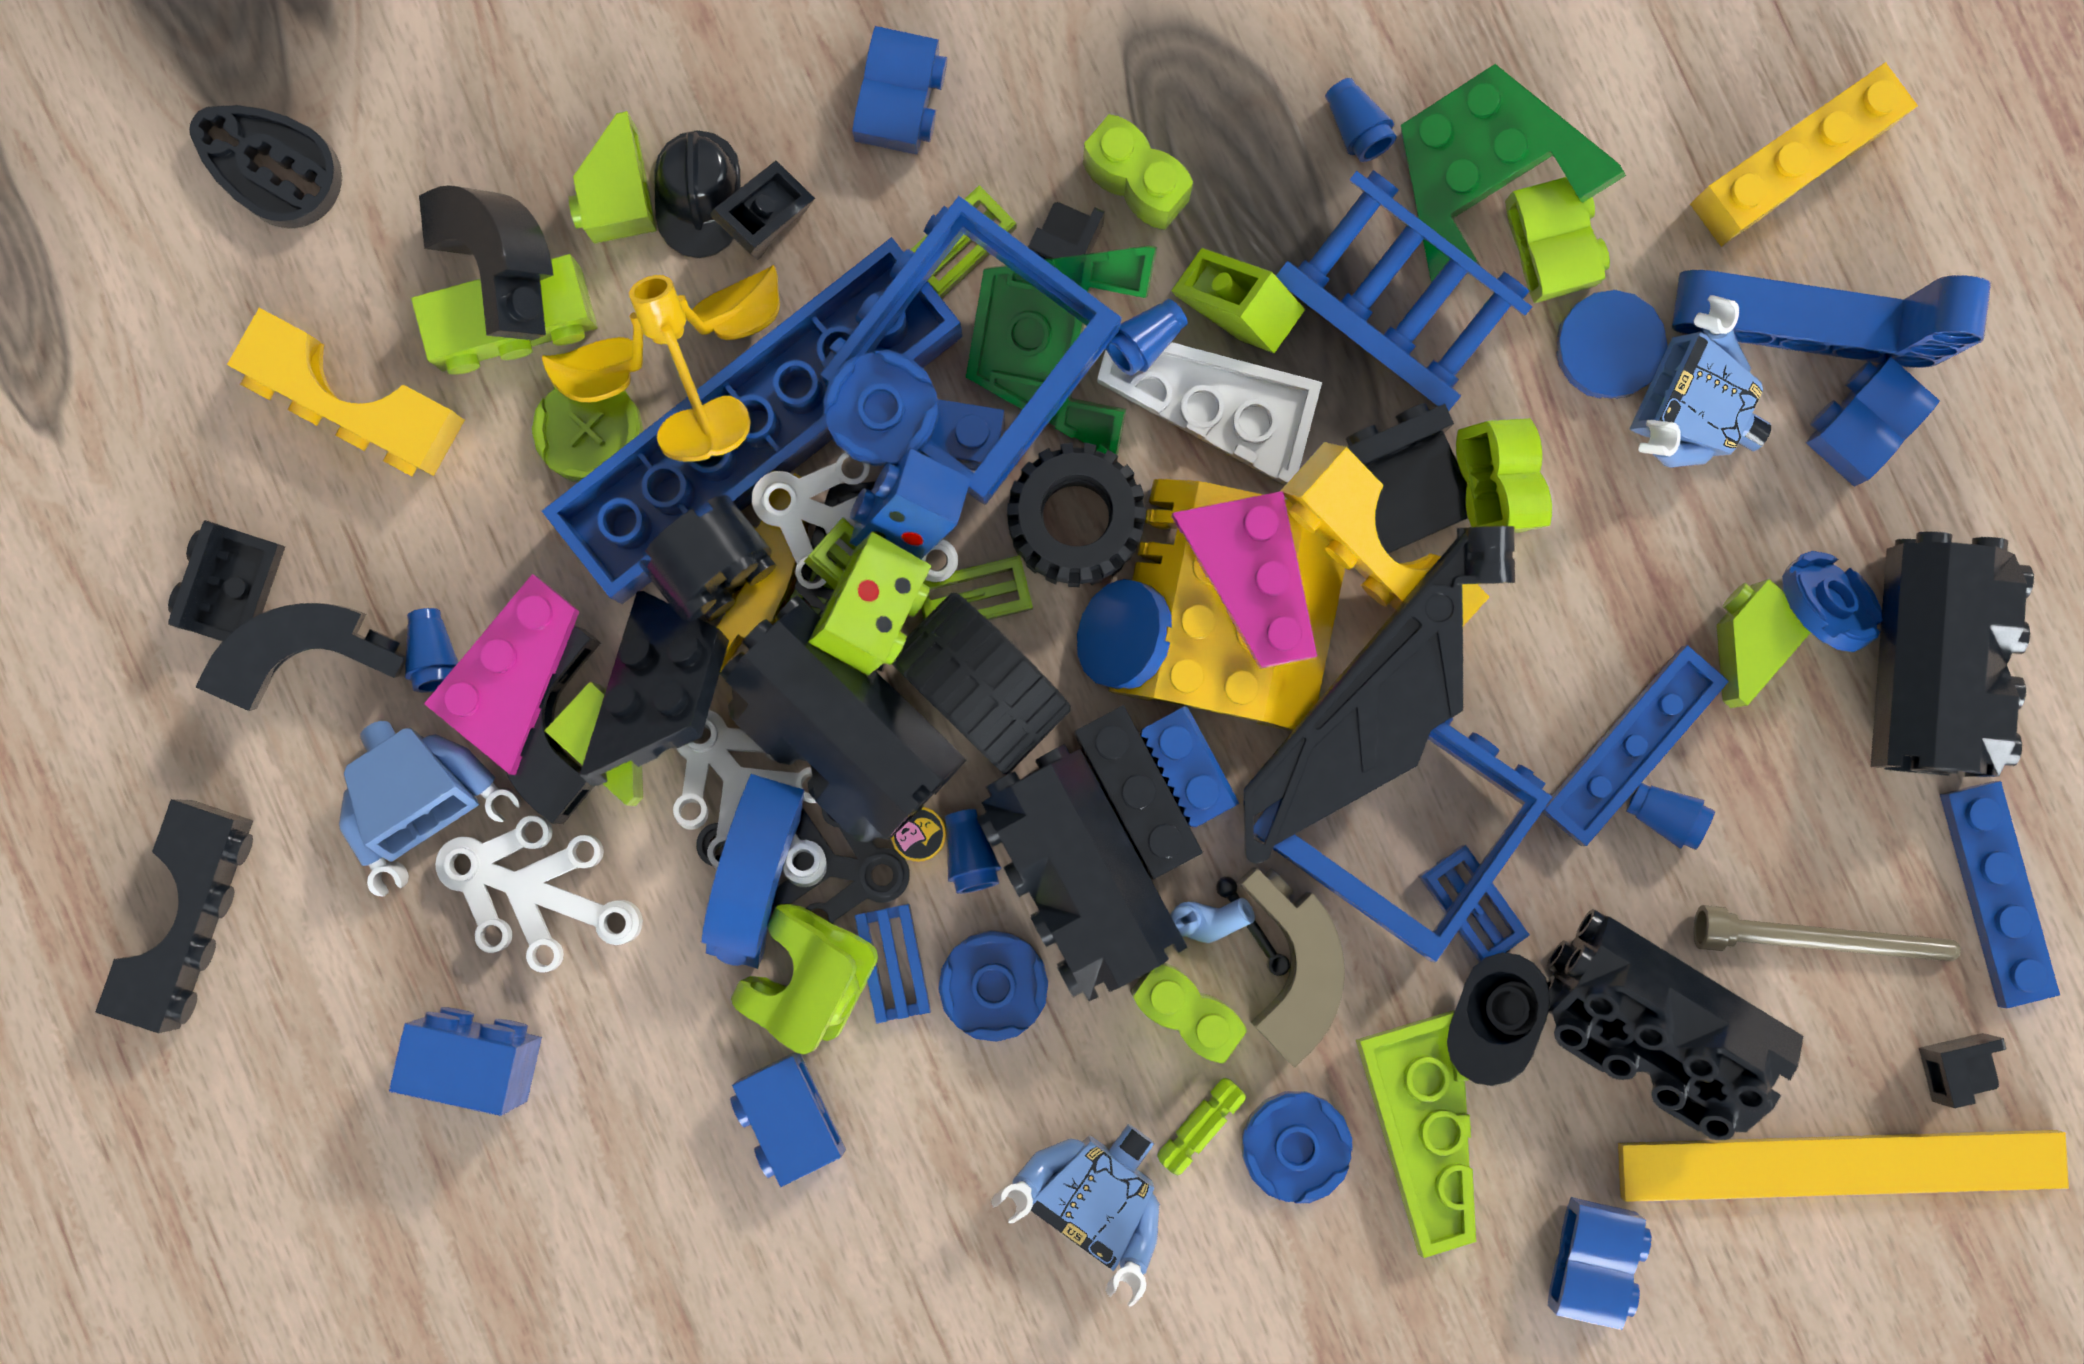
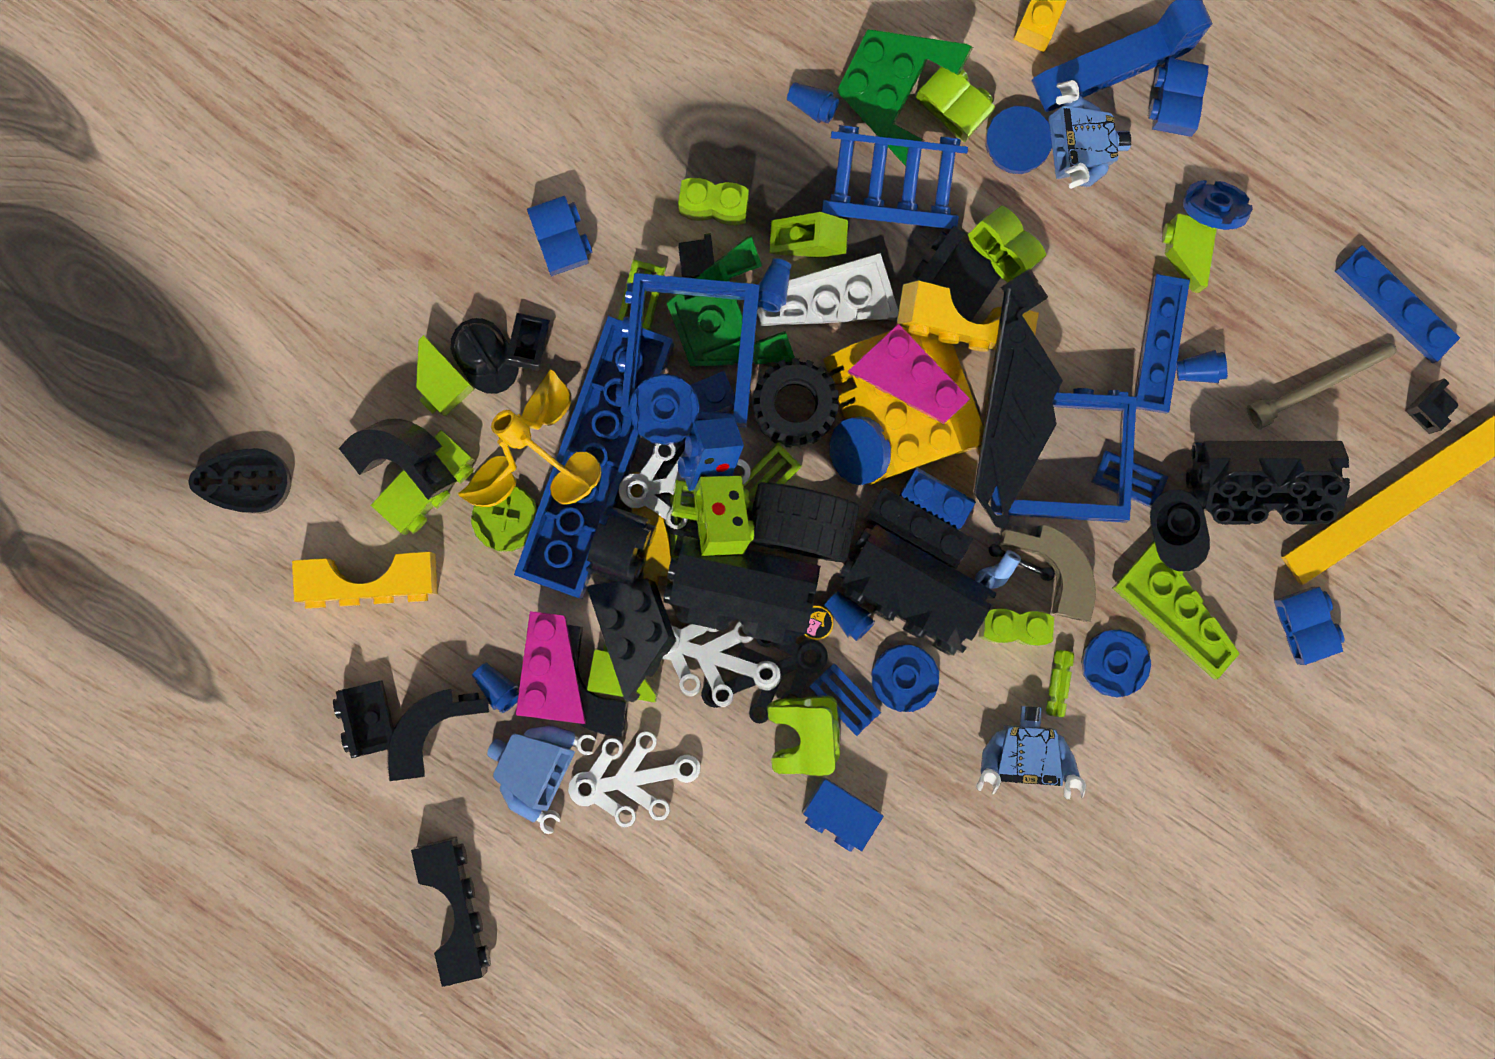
camera: 35 degrees left, 0 degrees up
(466, 1061) = (655, 889): blue brick -> none
(751, 871) = (744, 695): blue arch -> none
(1944, 657) = (1292, 196): black brick -> none

